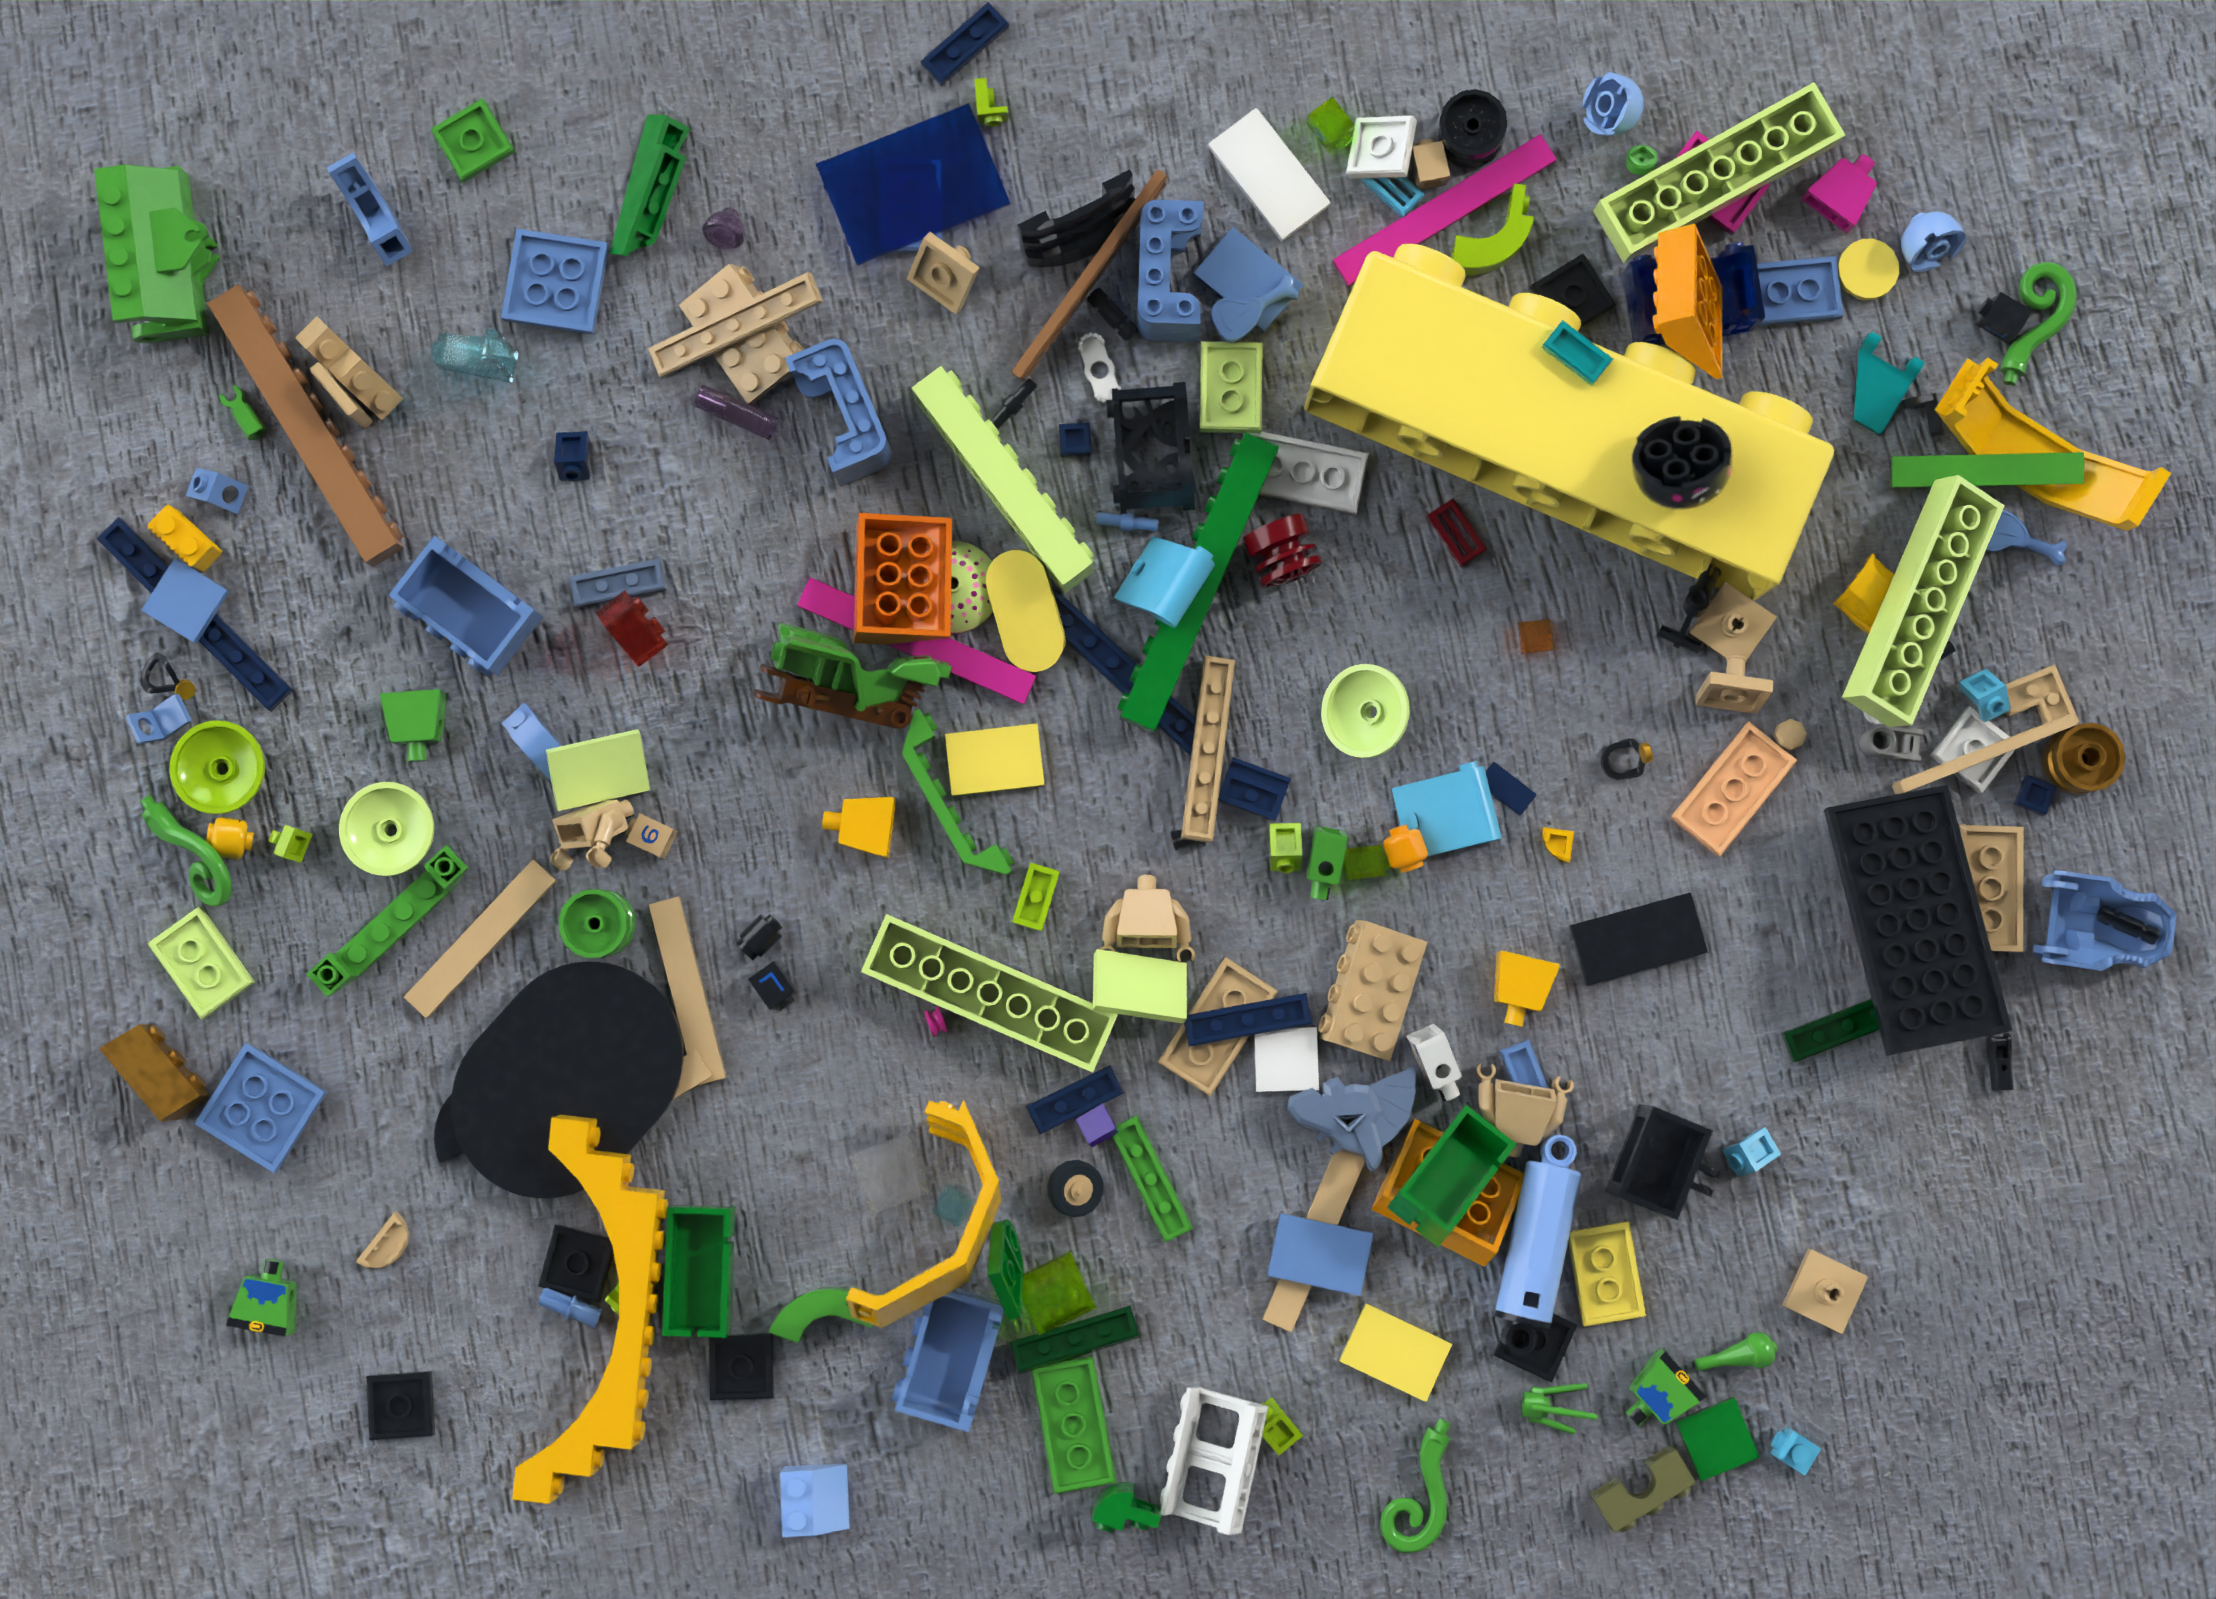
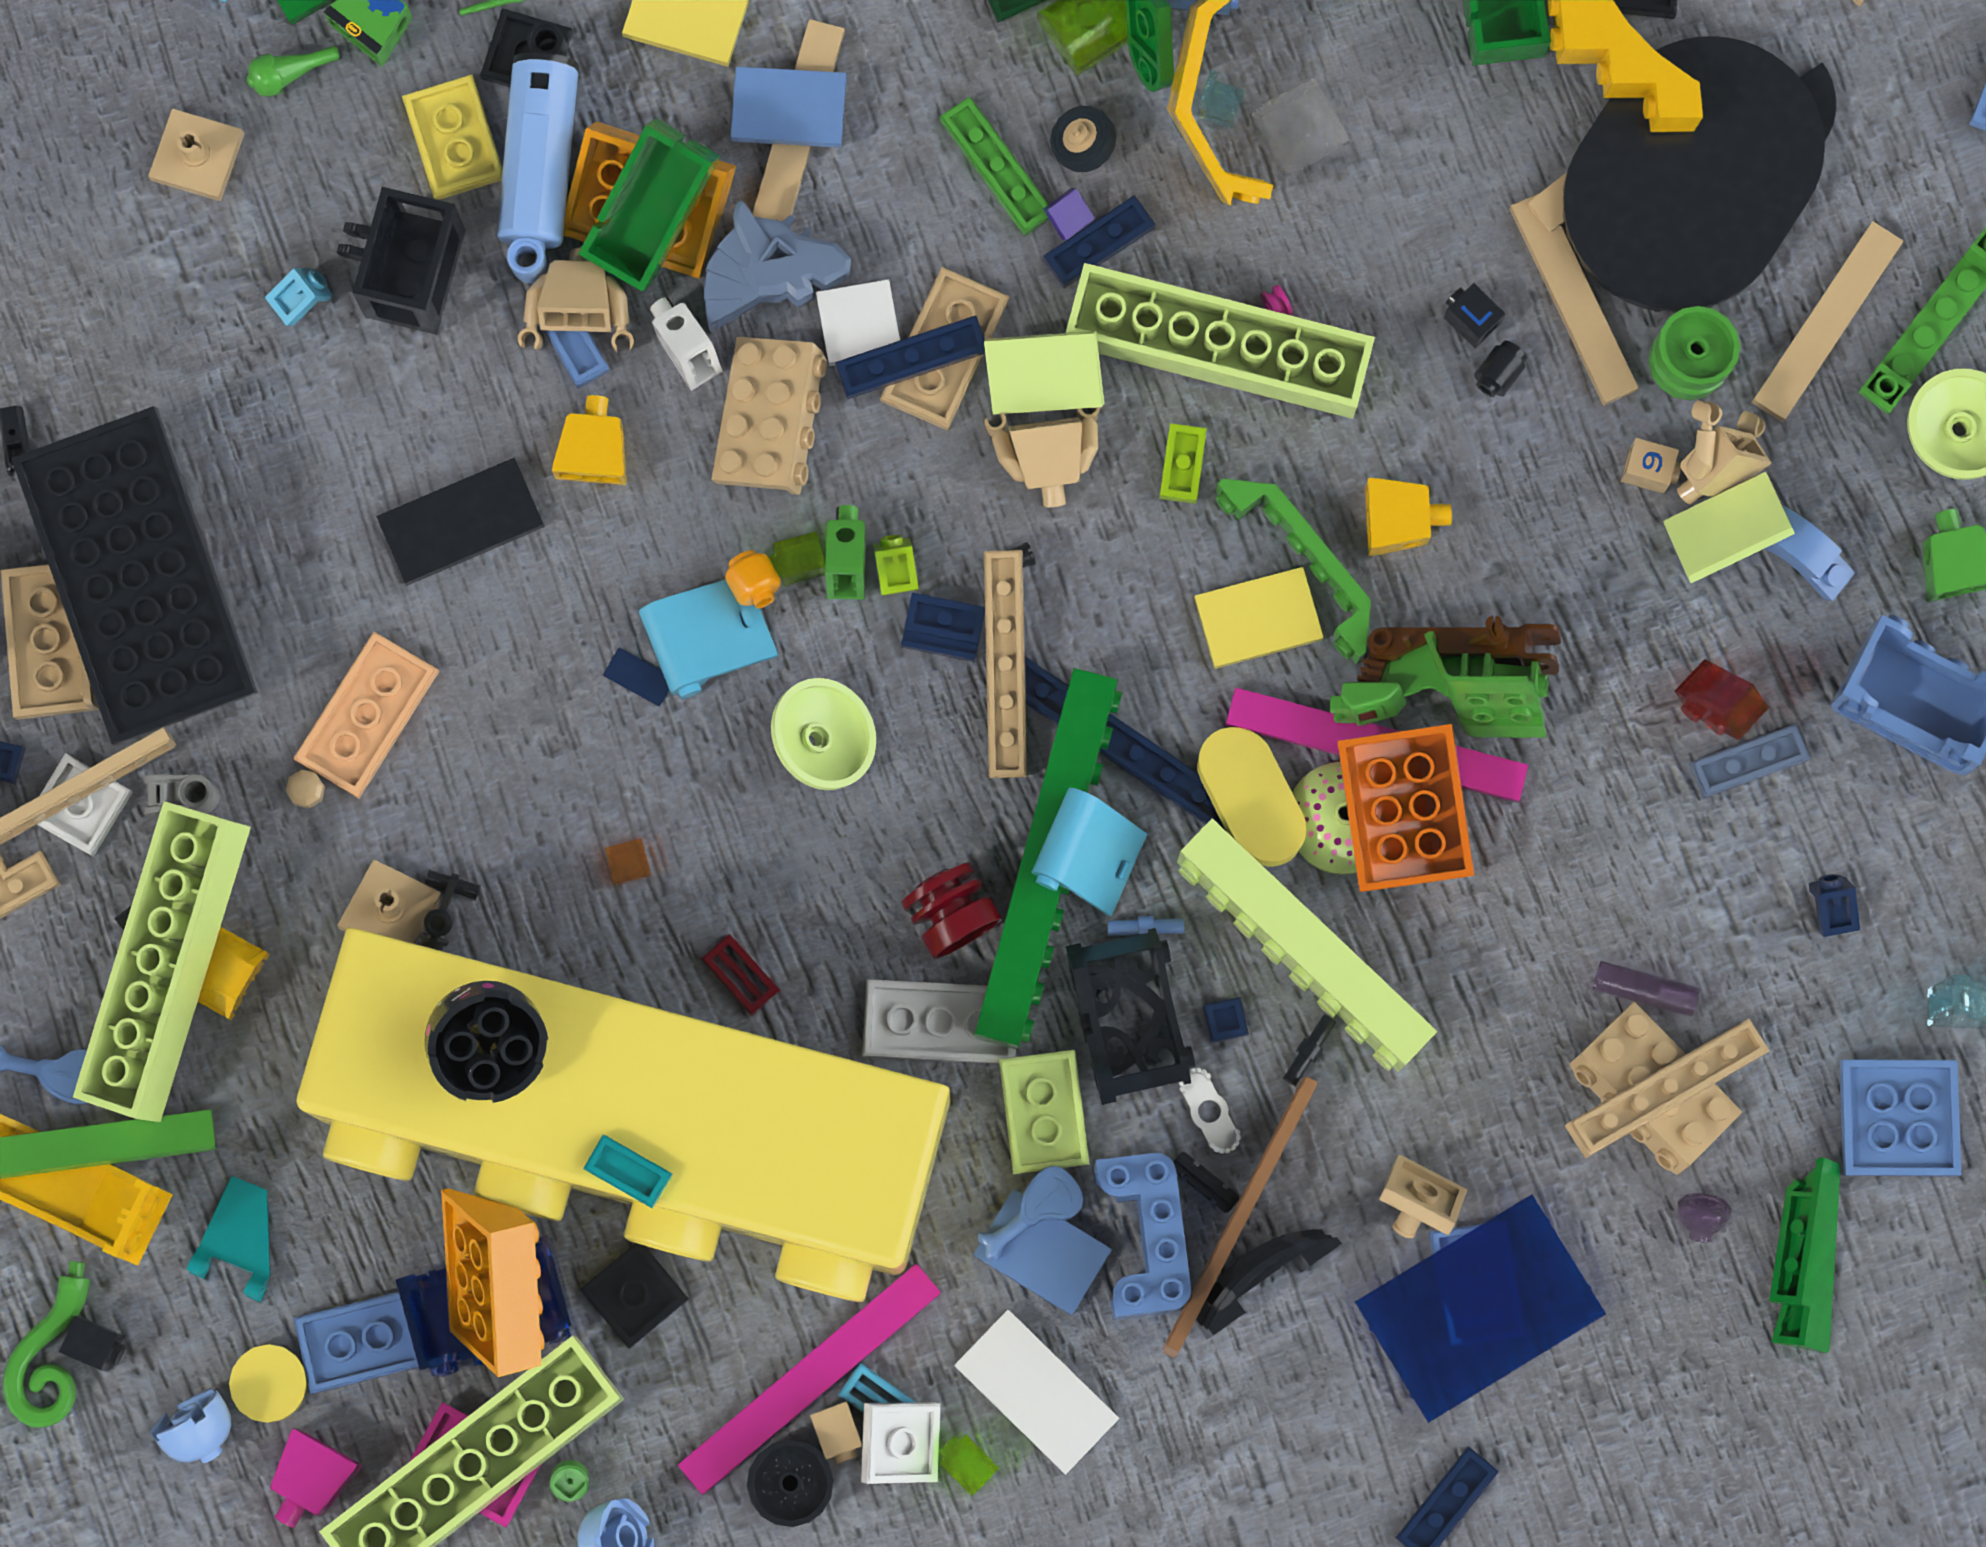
camera: 170 degrees right, 5 degrees down
(829, 369) = (1502, 1006): medium blue windscreen -> none
(984, 99) = (1410, 1429): lime bracket -> none
(1488, 254) = (750, 1325): lime arch -> none
(1558, 843) = (569, 620): yellow tile -> none
(1643, 750) = (479, 733): black piece -> none
(1734, 689) = (380, 826): tan tile -> none
(1831, 1030) = (224, 447): dark green tile -> none
(1930, 402) = (173, 1217): black tile -> none
(1987, 693) = (72, 870): medium azure bracket -> none

